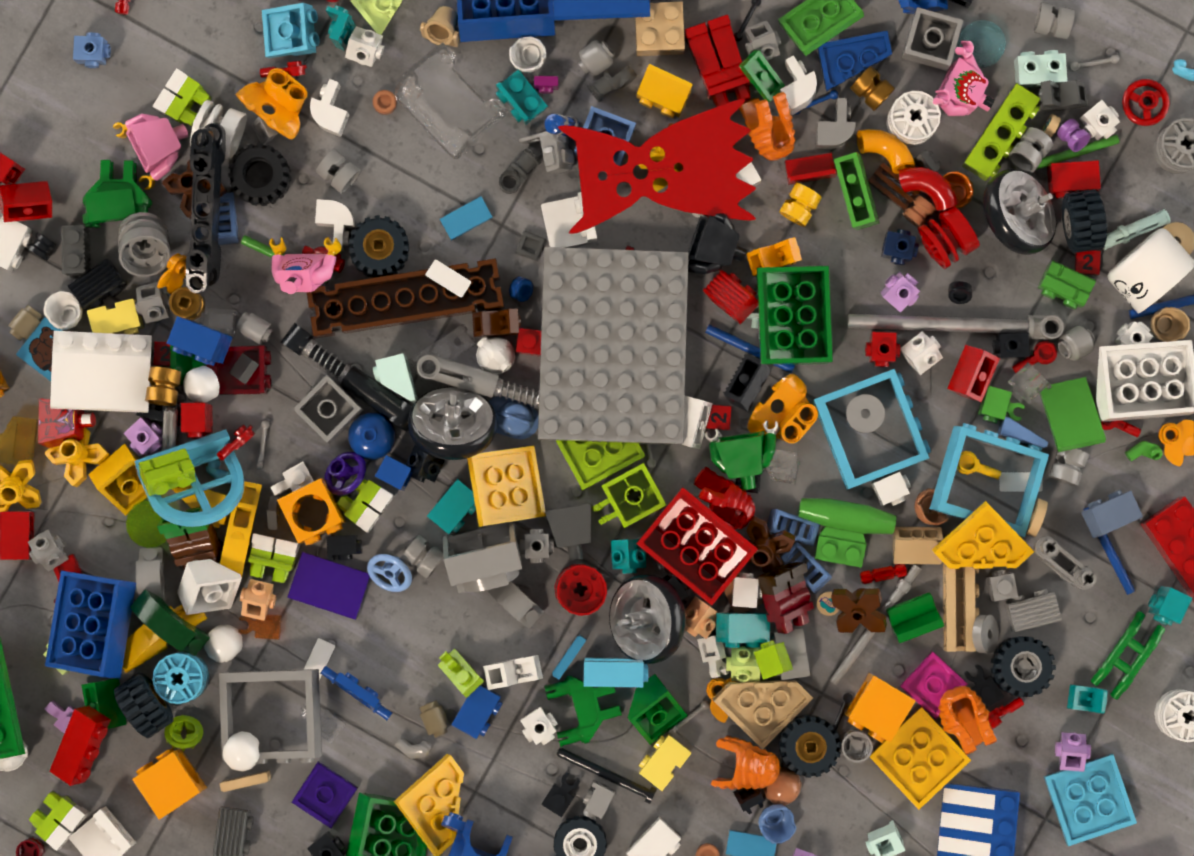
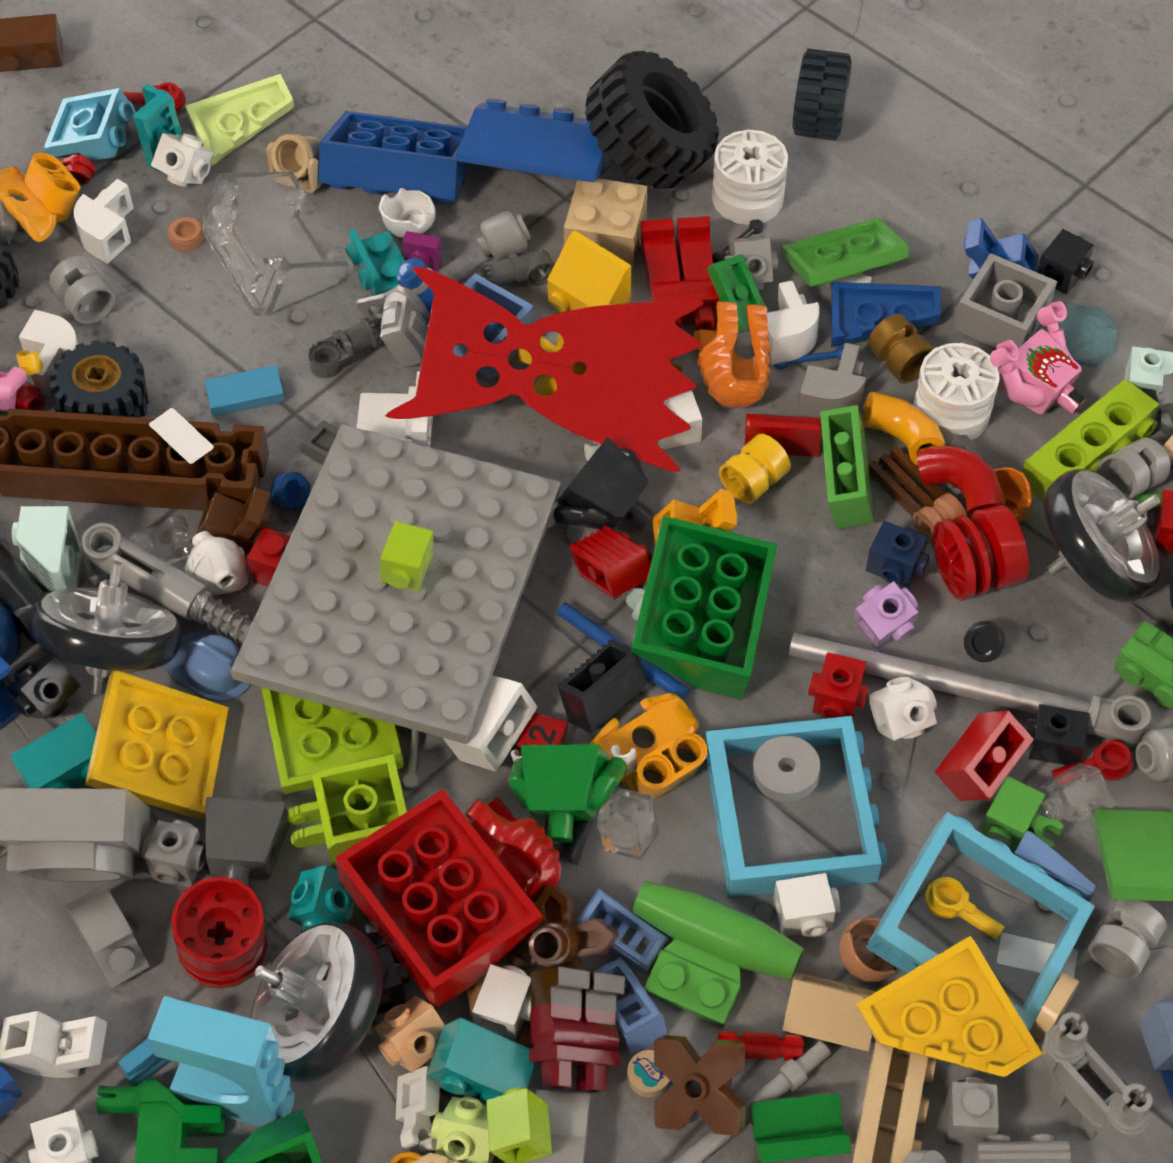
camera: 10 degrees right, 30 degrees down
(617, 342) = (406, 556): none -> lime brick

